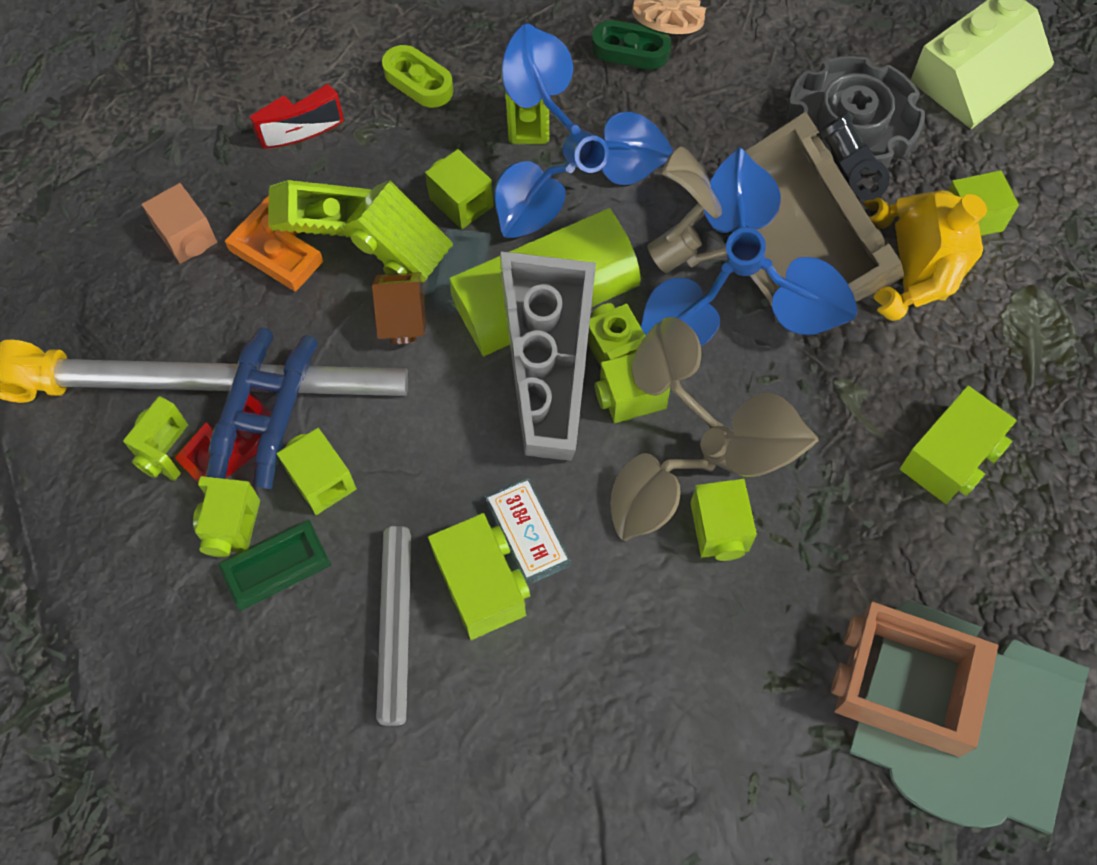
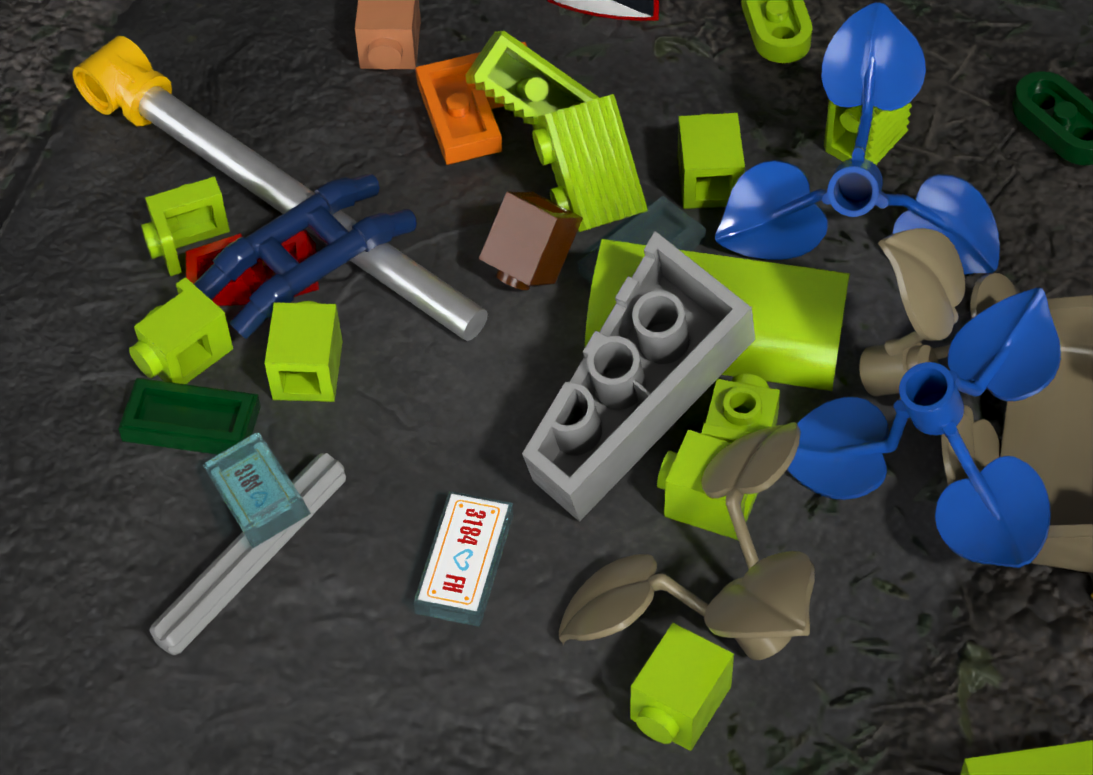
camera: 40 degrees right, 10 degrees down
(368, 581) = (256, 489): none -> clear light blue tile
(479, 576) = (369, 562): lime brick -> none

